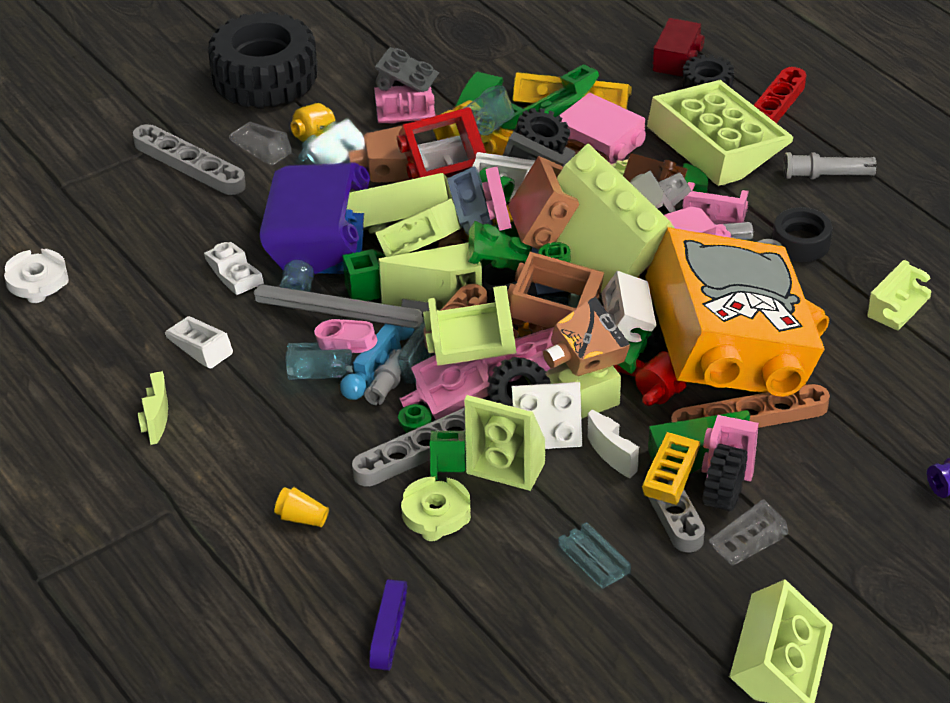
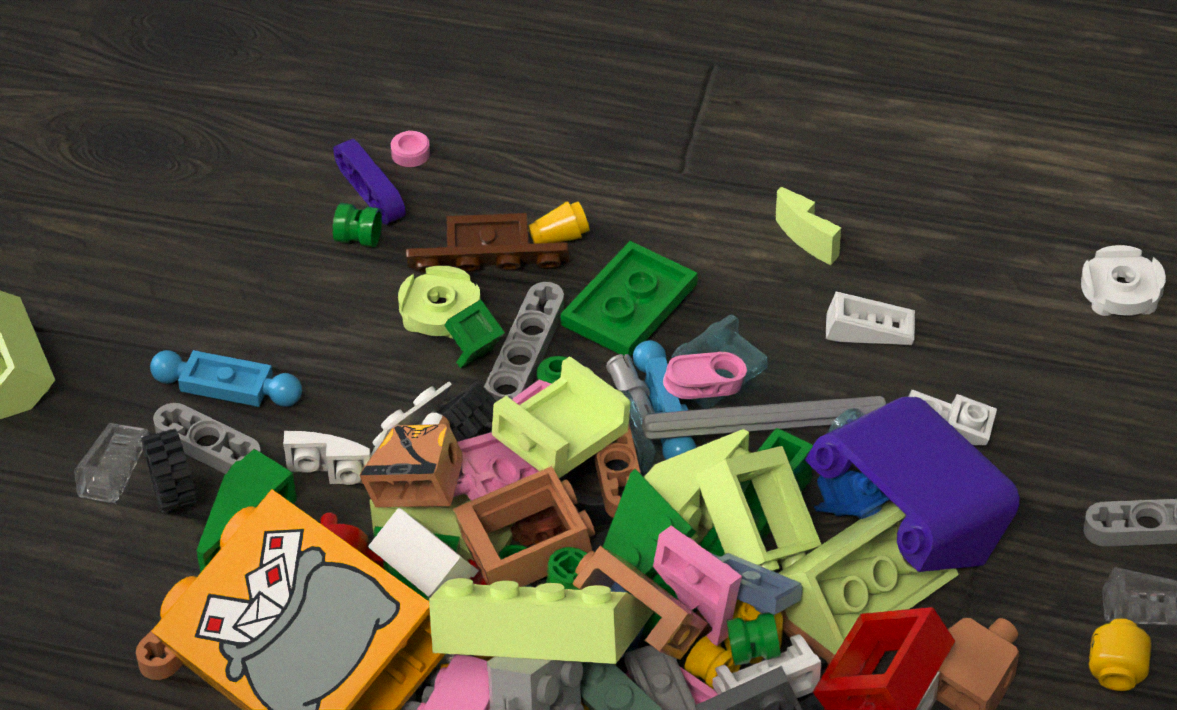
camera: 140 degrees right, 5 degrees up
(317, 433) = (629, 299): none -> green plate
(326, 645) = (410, 149): none -> bright pink tile
(333, 143) = (1053, 641): clear light blue bracket -> none
(367, 518) = (488, 241): none -> reddish brown bracket
(430, 588) = (357, 225): none -> green wheel
(503, 443) = (415, 345): yellowish green slope -> none
(599, 552) = (252, 347): clear light blue tile -> none
(629, 538) = (226, 378): none -> dark azure plate
(663, 491) = (226, 431): yellow slope -> none
(733, 433) = (183, 496): bright pink bracket -> none

